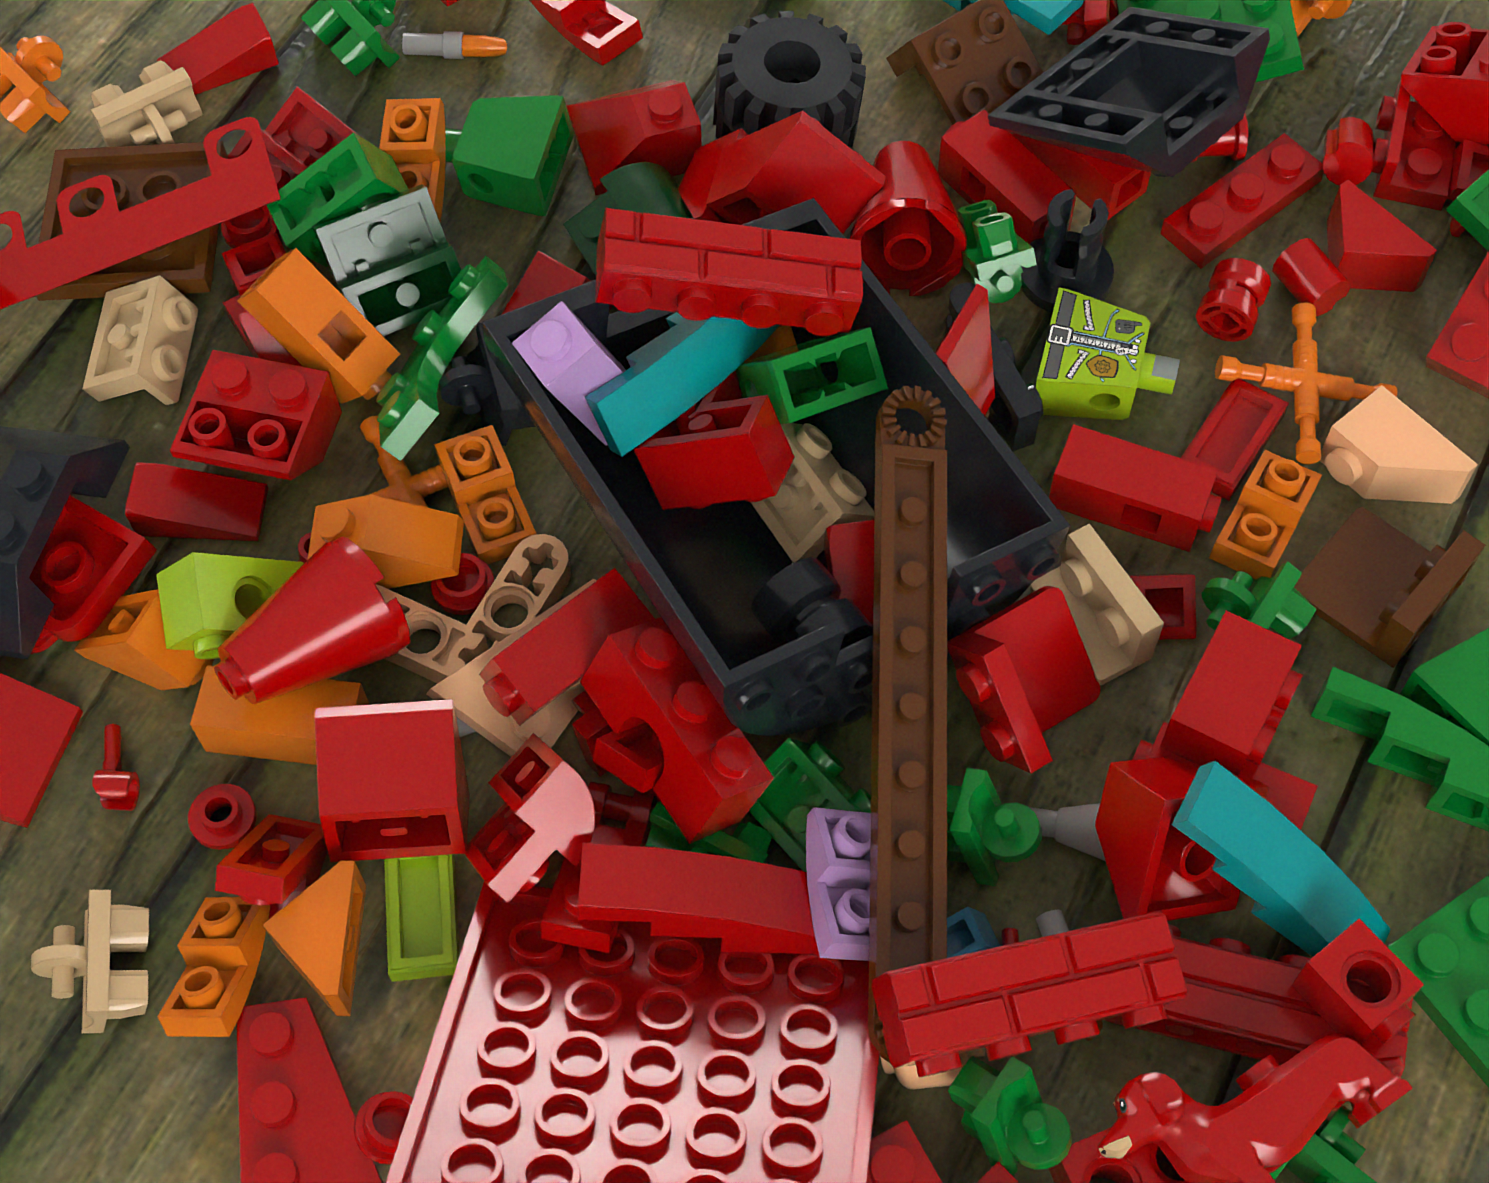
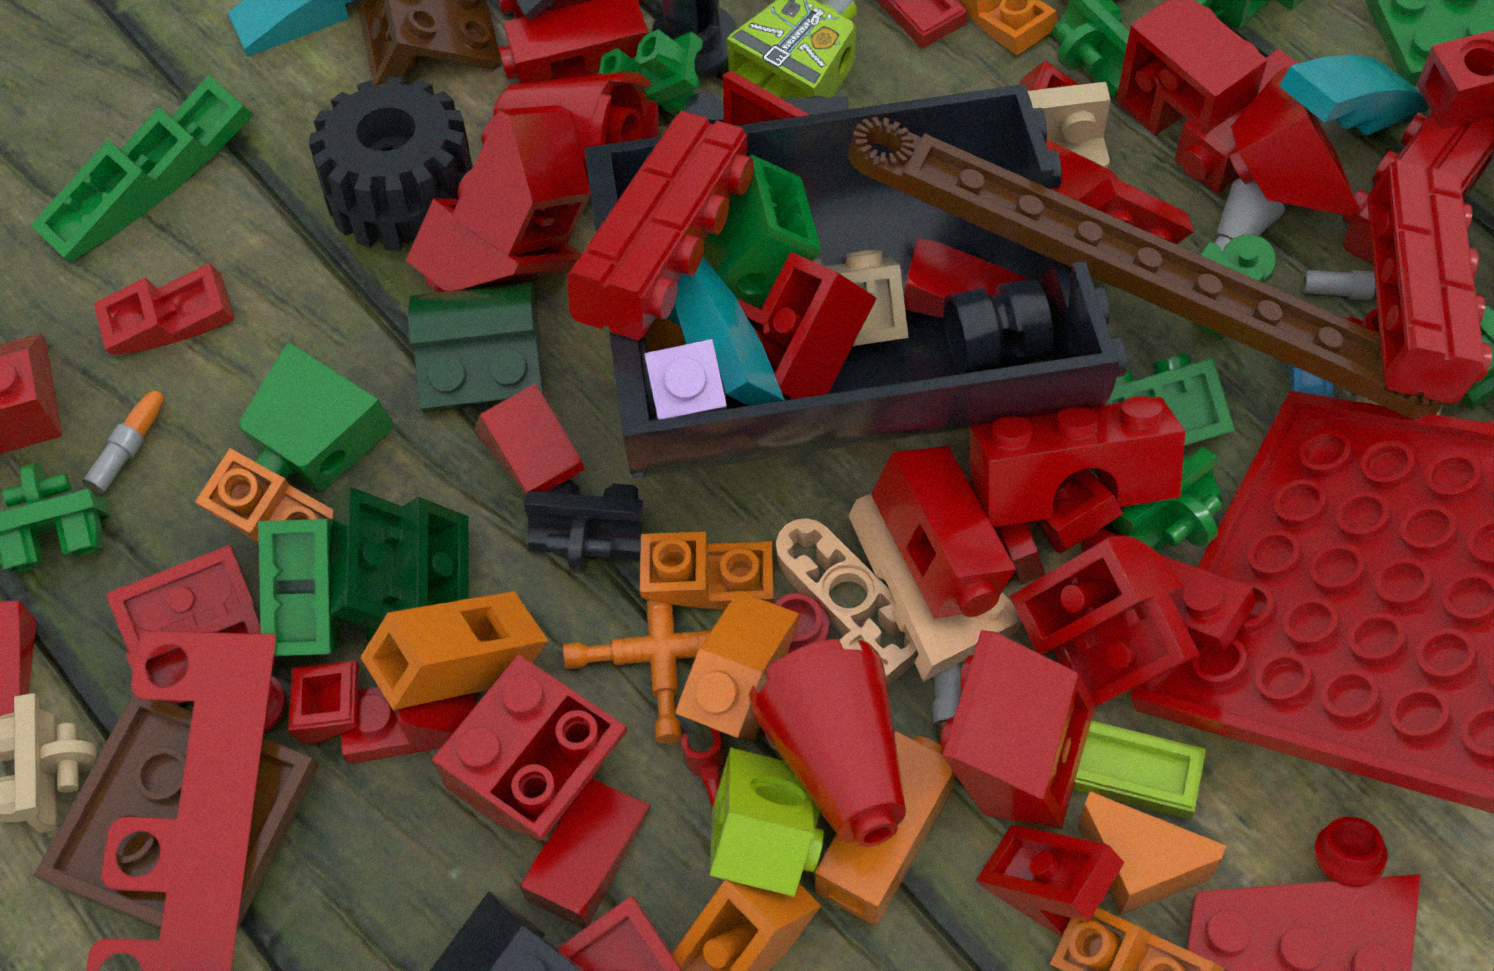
camera: 65 degrees left, 0 degrees up
(141, 342) = (349, 854): tan bracket -> none
(234, 828) = (964, 941): red plate -> none
(411, 395) = (511, 558): green plate -> none
(636, 127) = (345, 305): red slope -> none
(698, 895) = (1244, 494): red slope -> none
(839, 881) = (1237, 384): lavender slope -> none
(1134, 488) = (947, 60): red brick -> none

